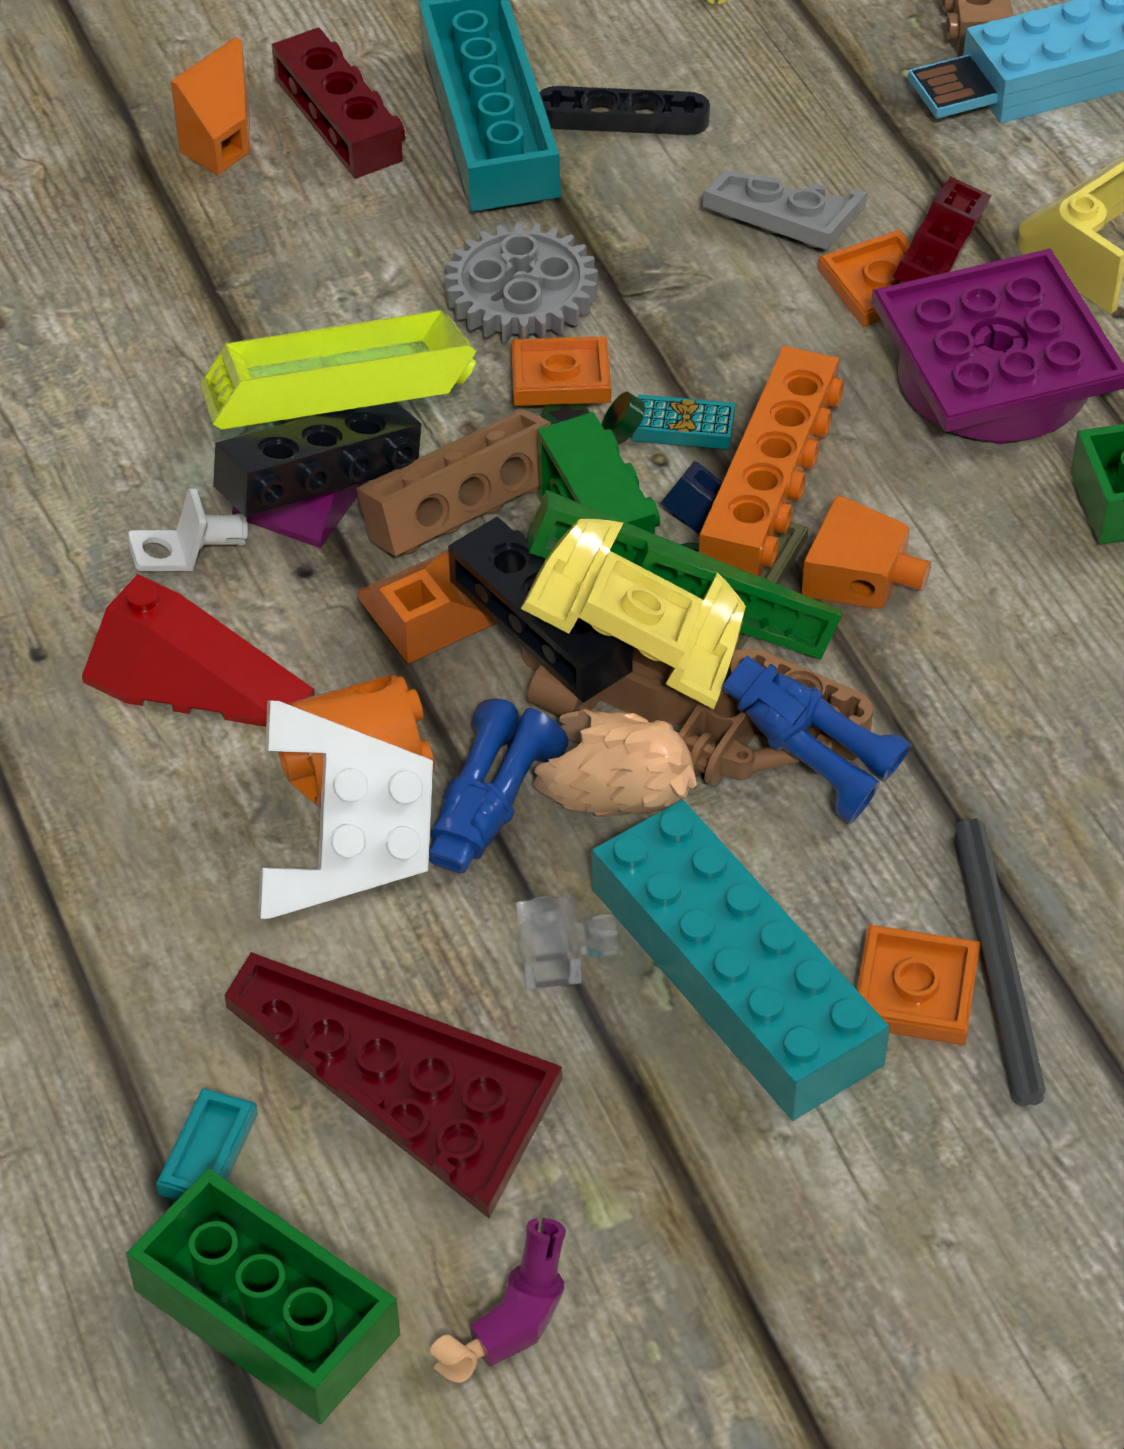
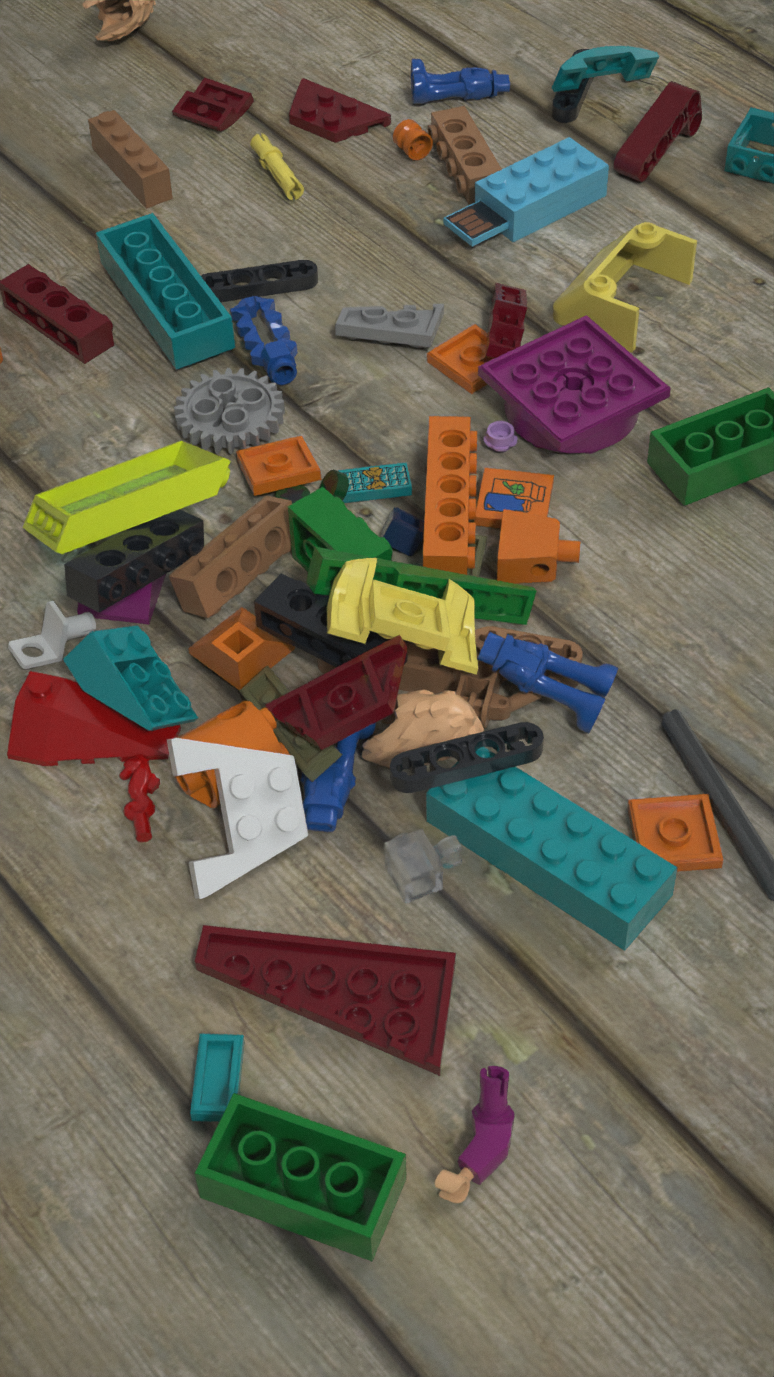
camera: 15 degrees left, 0 degrees up
(236, 755) = (139, 786): none -> red animal
(262, 612) = (129, 677): none -> teal slope
(451, 719) = (310, 759): none -> olive tile
(524, 698) = (344, 697): none -> dark red wing
(609, 219) = (275, 356): none -> blue sword
(657, 824) = (464, 750): none -> black beam
(868, 476) = (512, 491): none -> orange tile
(877, 394) = (500, 436): none -> lavender plate

